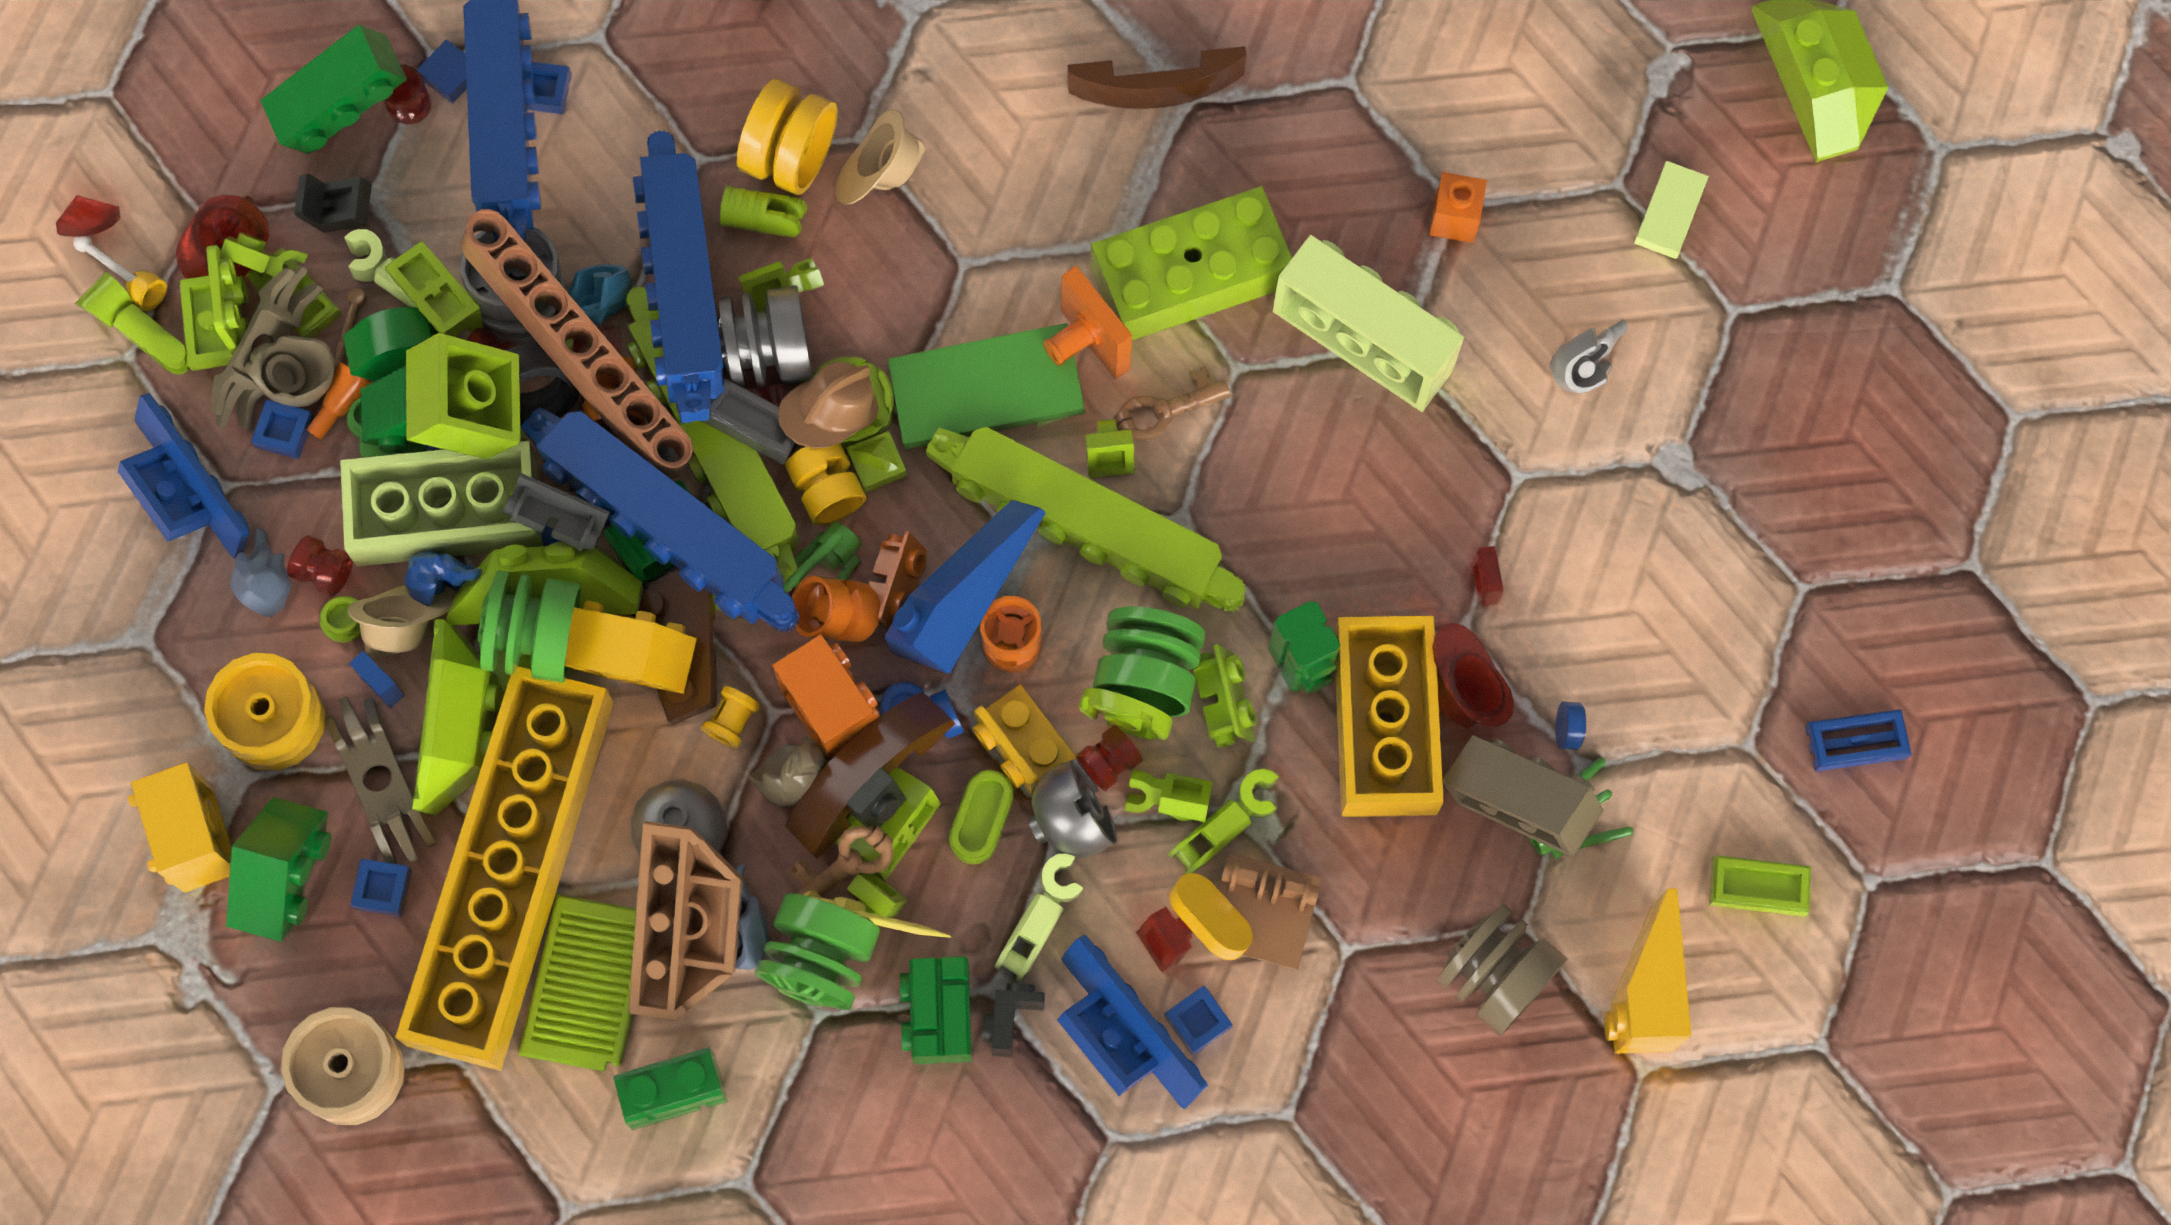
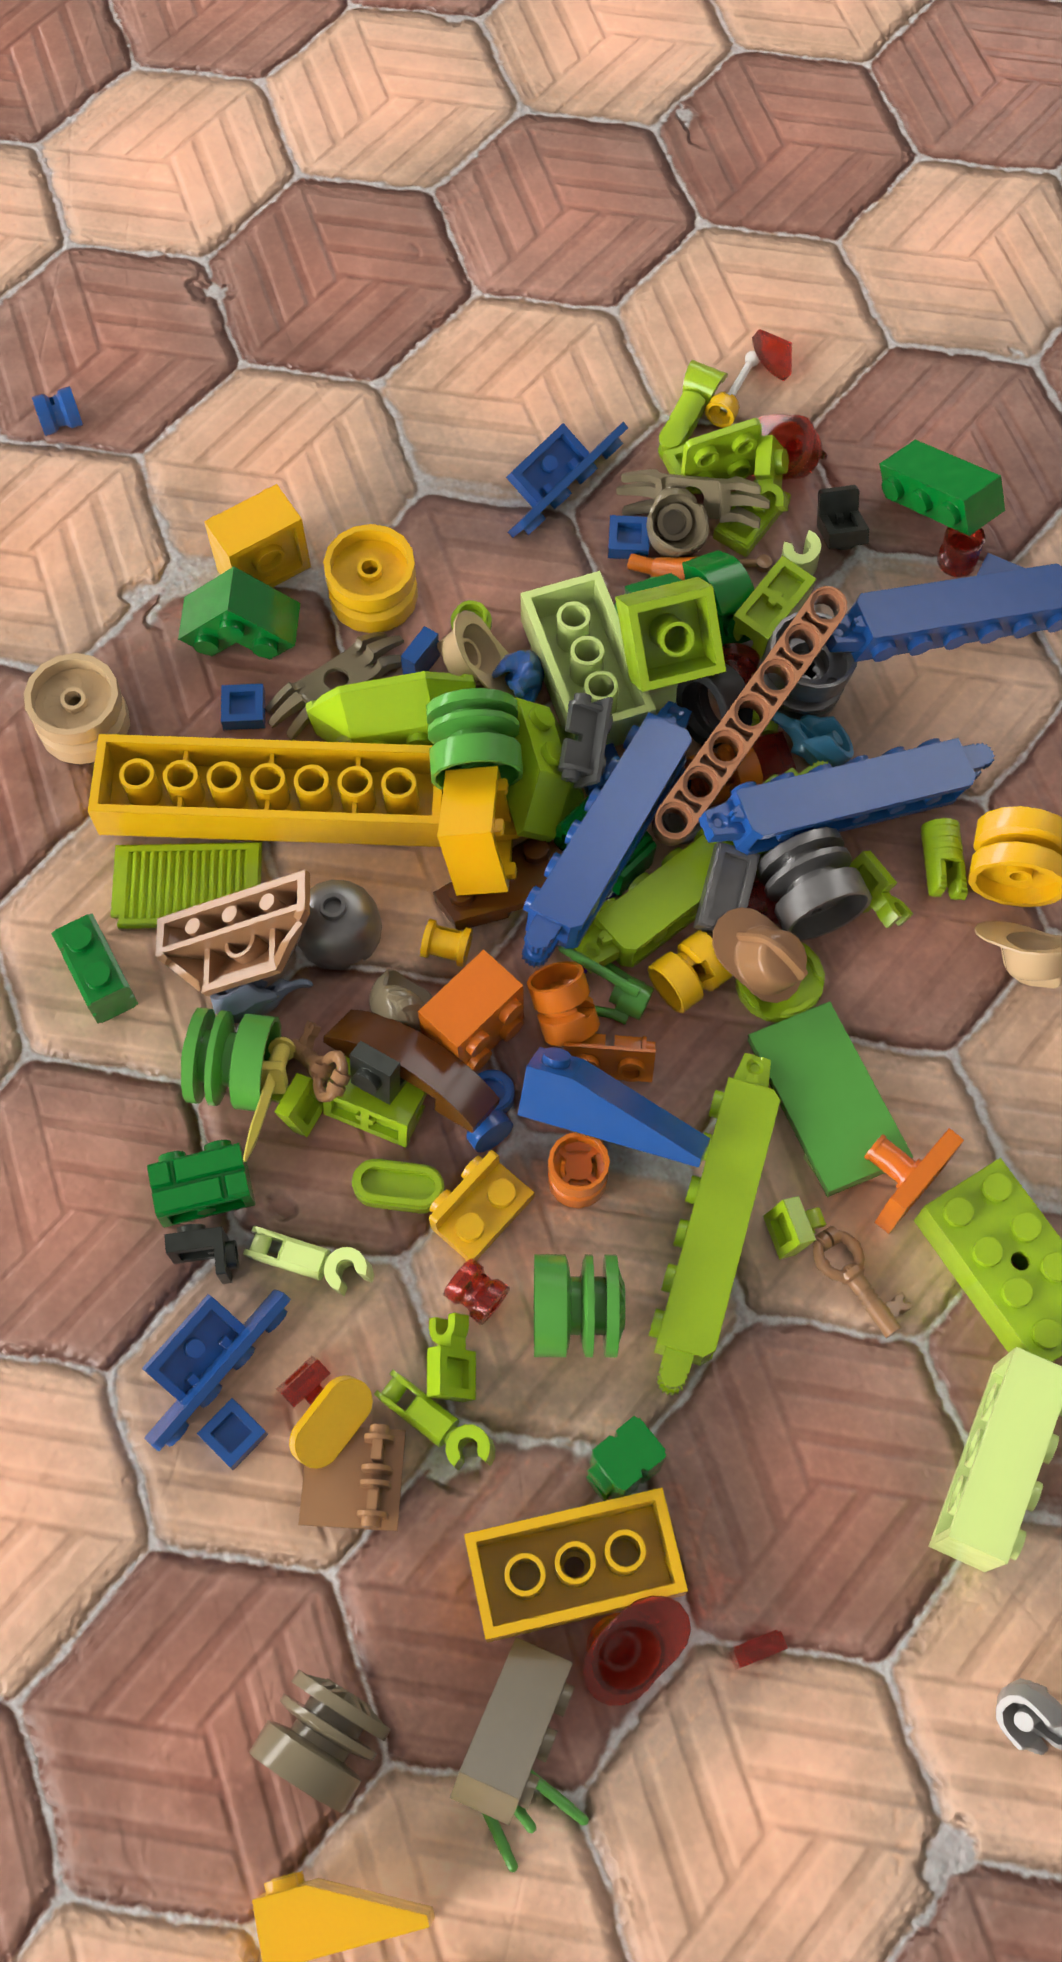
camera: 80 degrees right, 5 degrees down
(261, 580) = (486, 550): sand blue piece -> none
(321, 566) = (510, 581): clear red wheel -> none
(550, 87) = (1008, 658): blue tile -> none
(876, 461) = (726, 1016): lime tile -> none
(1070, 812) = (410, 1265): flat silver cylinder -> none
(1126, 713) = (517, 1293): lime tile -> none
(1233, 713) = (586, 1388): lime hinge -> none
(1570, 725) = (612, 1775): blue tile -> none

